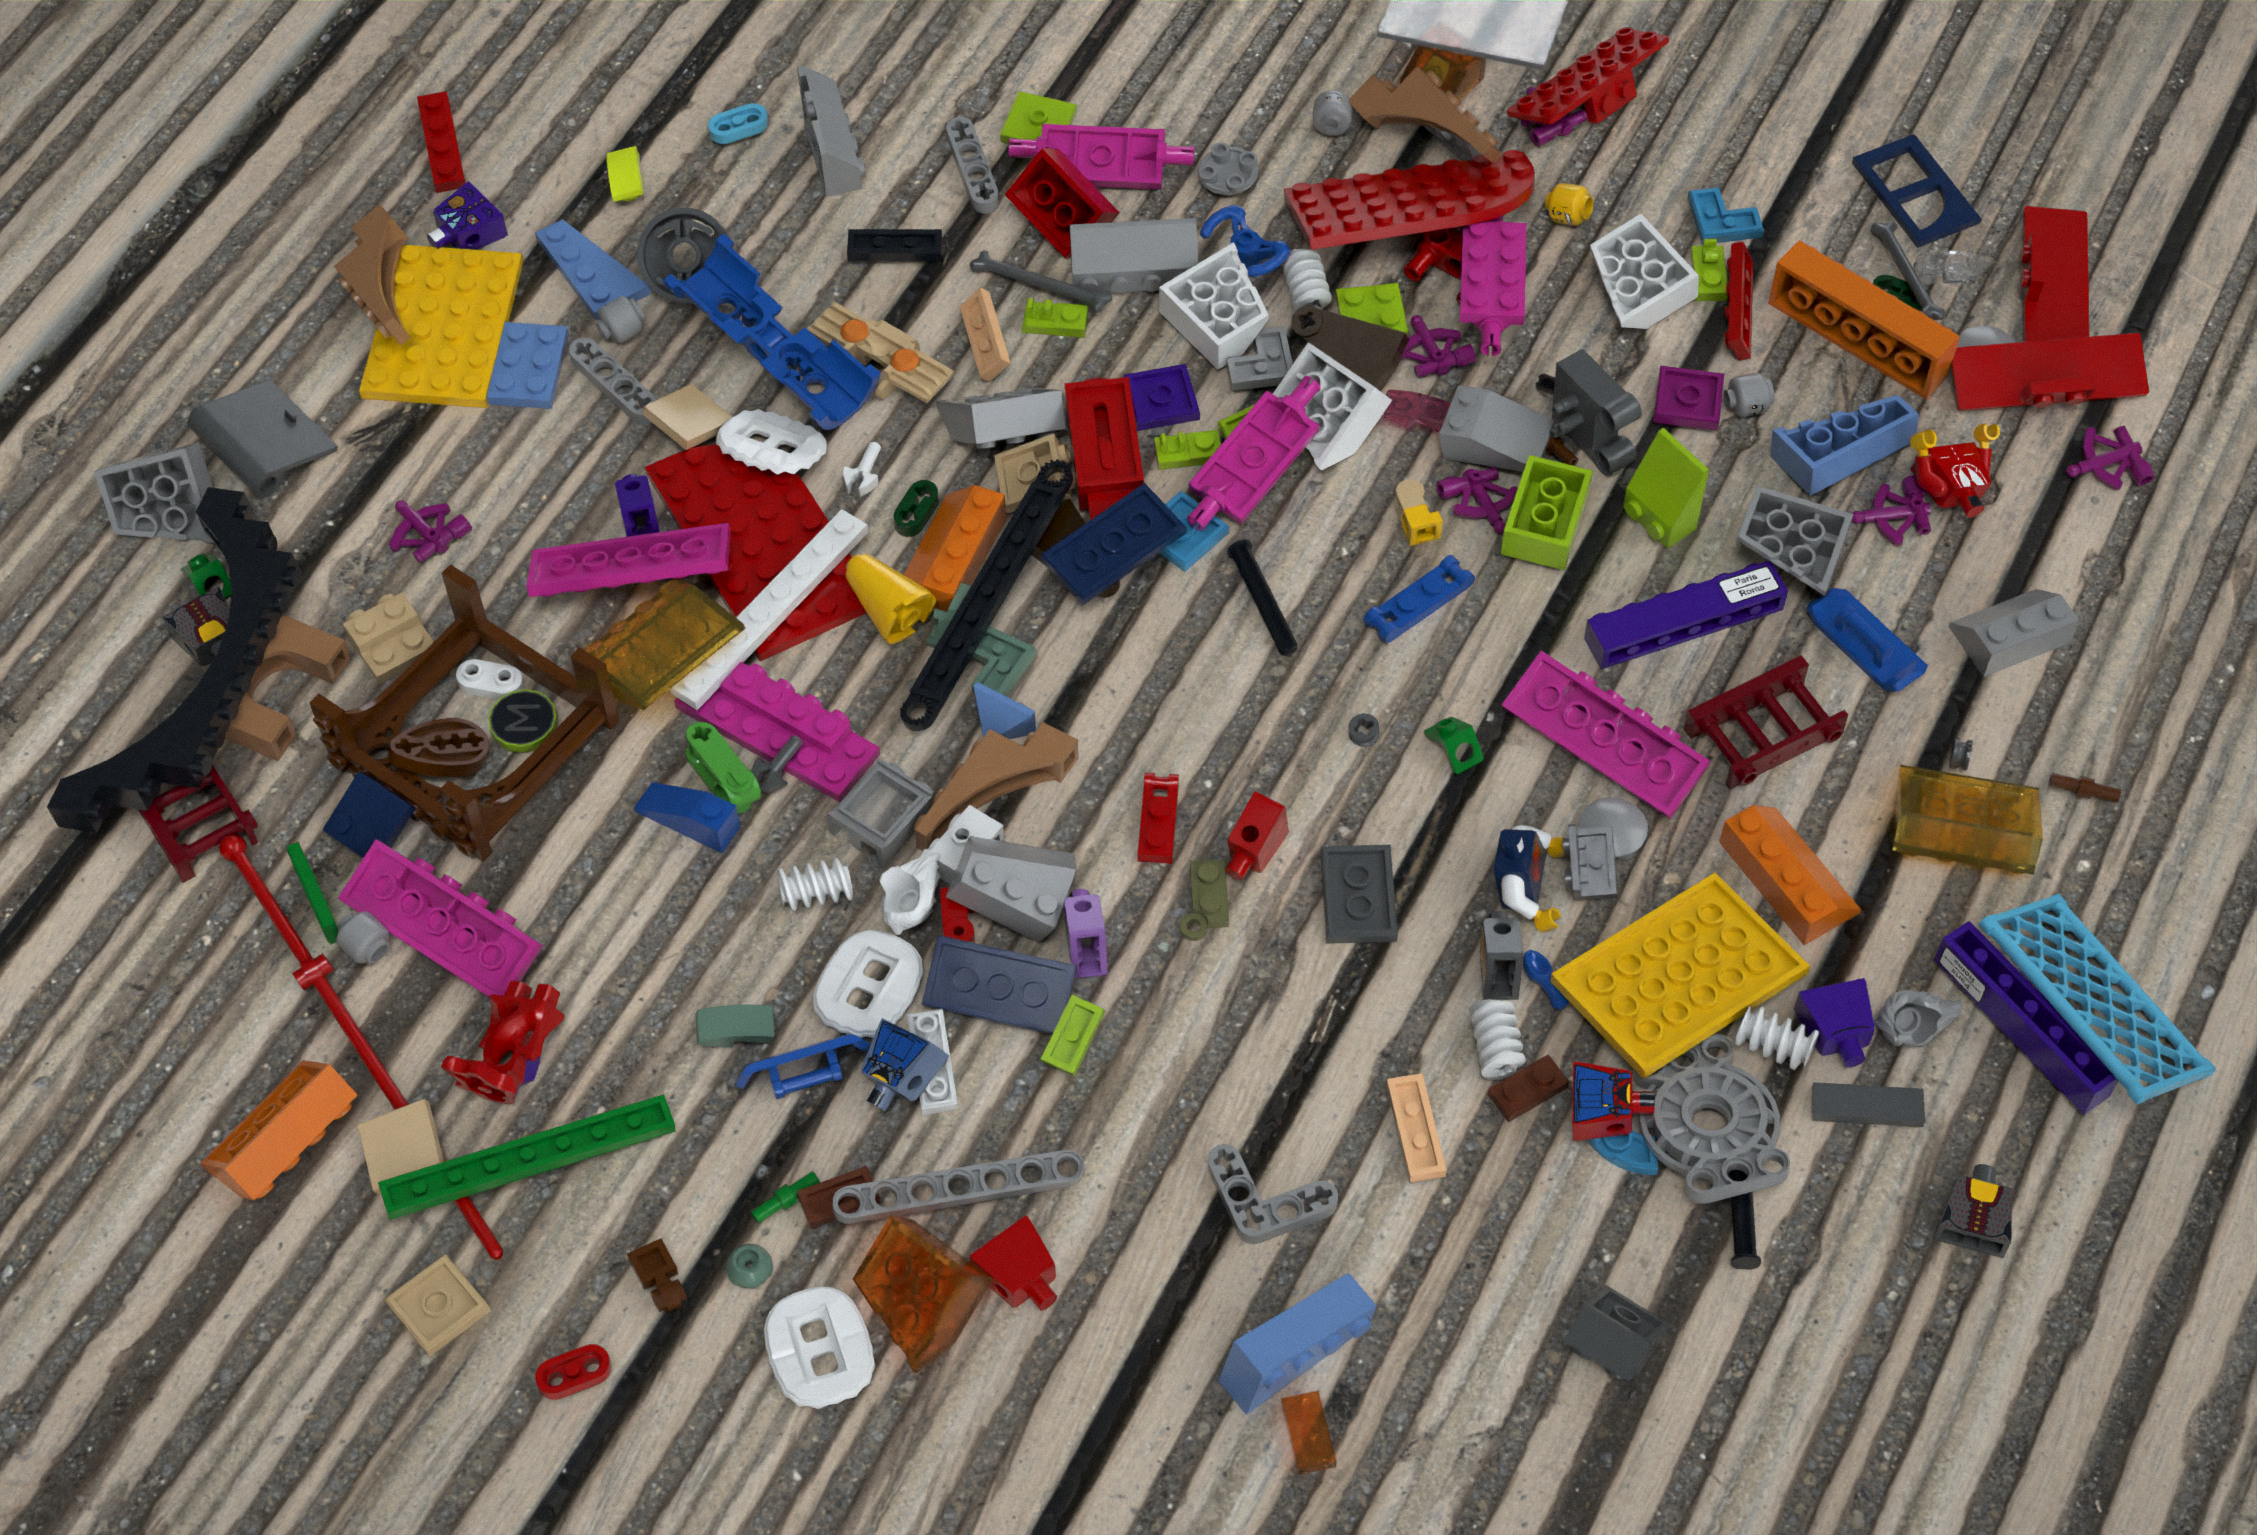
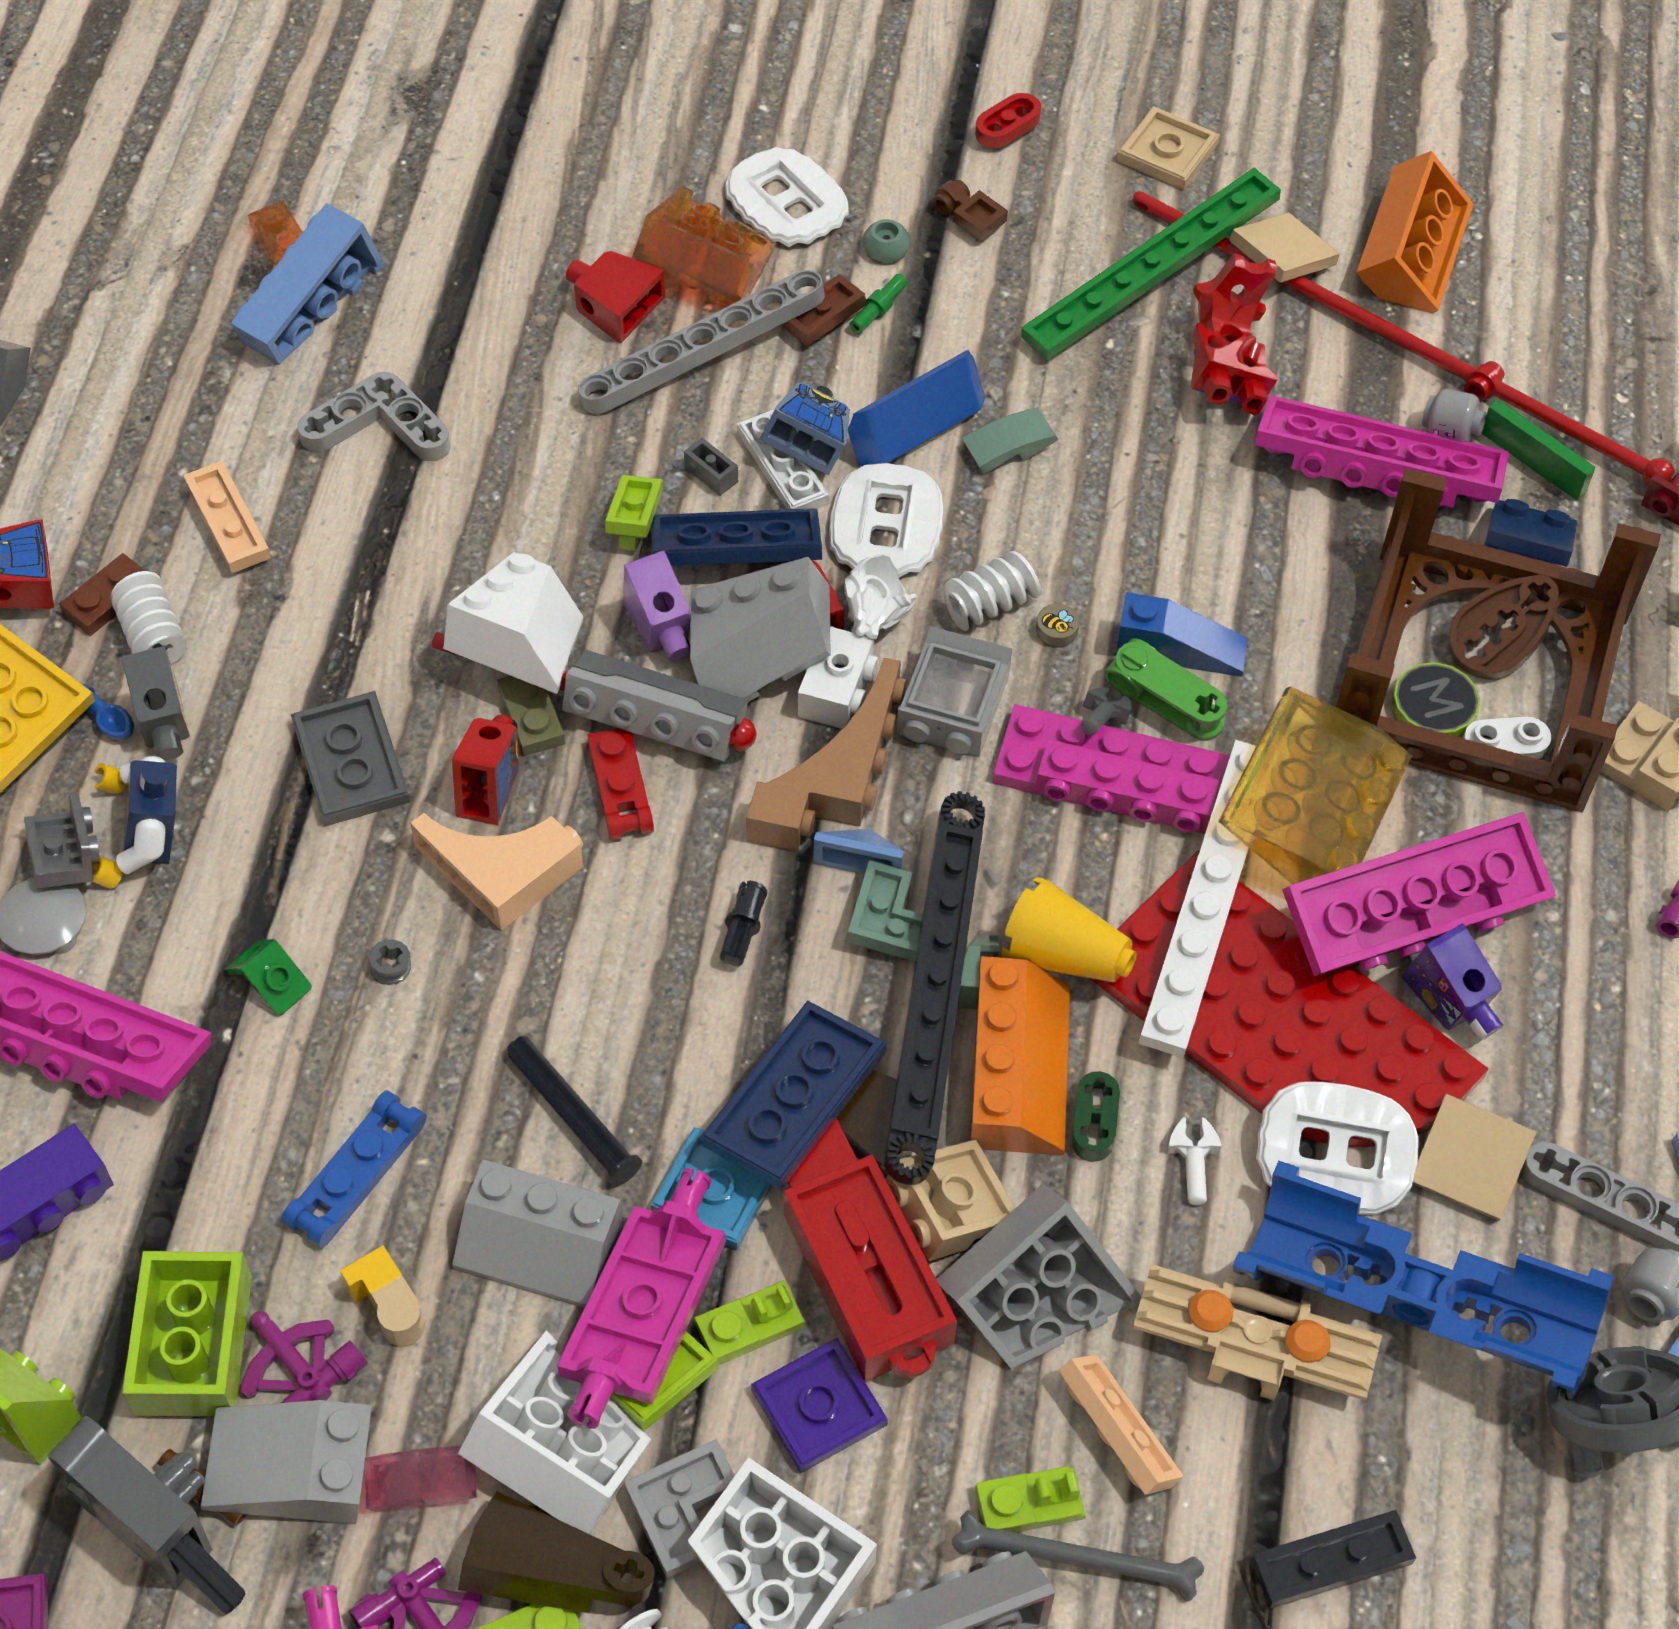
camera: 160 degrees right, 0 degrees up
(774, 854) = (1057, 625): none -> dark tan tile
(994, 1069) = (711, 466): none -> dark grey piece
(1104, 686) = (743, 922): none -> black axle
(1134, 865) = (653, 705): none -> light grey piece
(1200, 934) = (516, 622): none -> white wedge
(1265, 763) = (502, 872): none -> light nougat arch
(1305, 527) = (536, 1233): none -> light grey slope

